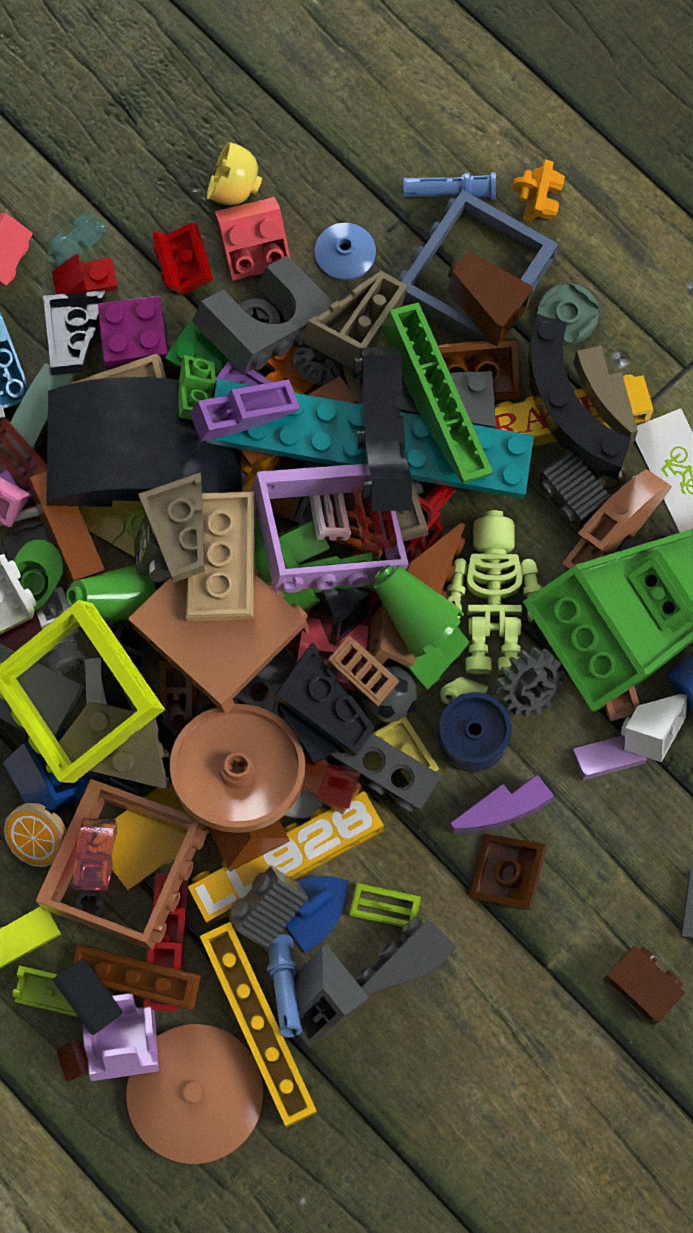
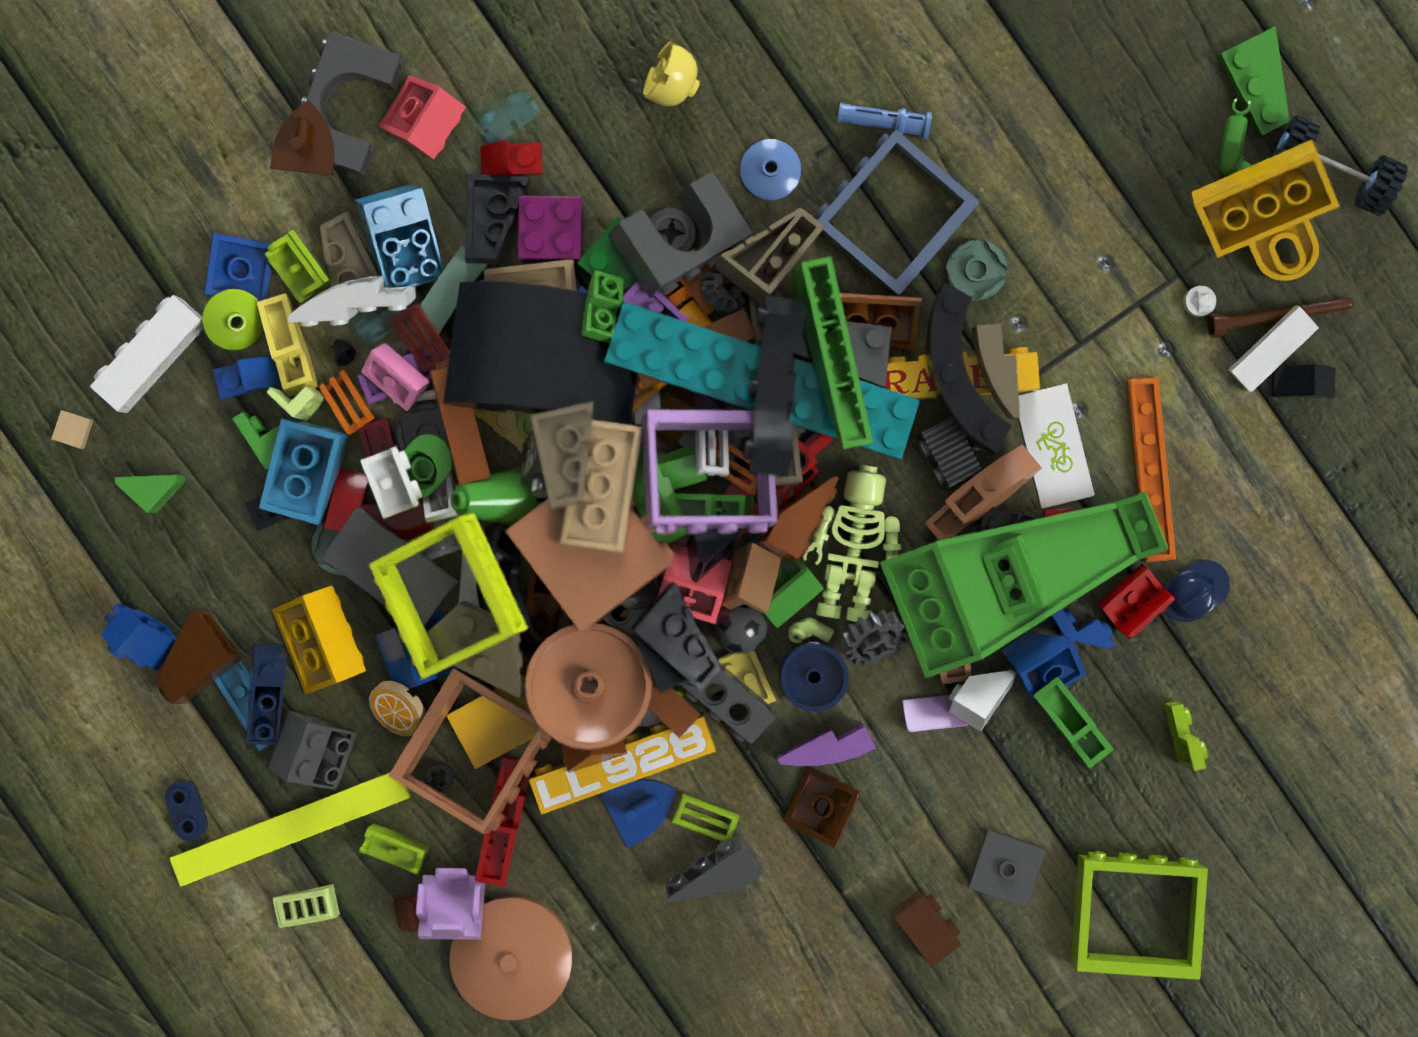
camera: 10 degrees right, 15 degrees up
(88, 996) = (424, 870): black slope -> none
(94, 854) = (446, 744): clear pink slope -> none
(141, 977) = (470, 852): dark orange tile -> none
(182, 259) = (609, 156): red bracket -> none
(243, 409) = (644, 342): medium lavender slope -> none
(252, 237) = (681, 144): coral slope -> none
(258, 1024) = (575, 912): yellow brick -> none
(267, 906) = (598, 811): dark grey brick -> none
(282, 972) = (603, 868): medium blue pin -> none
(325, 996) = (636, 898): dark grey slope -> none
(338, 785) = (680, 713): clear red slope -> none
(363, 528) = (740, 482): clear red tile -> none
(370, 662) = (702, 594): medium nougat slope -> none
(415, 609) = (778, 568): bright green cone -> none
(488, 295) = (901, 251): reddish brown slope -> none
(534, 189) = (968, 136): light orange hips -> none

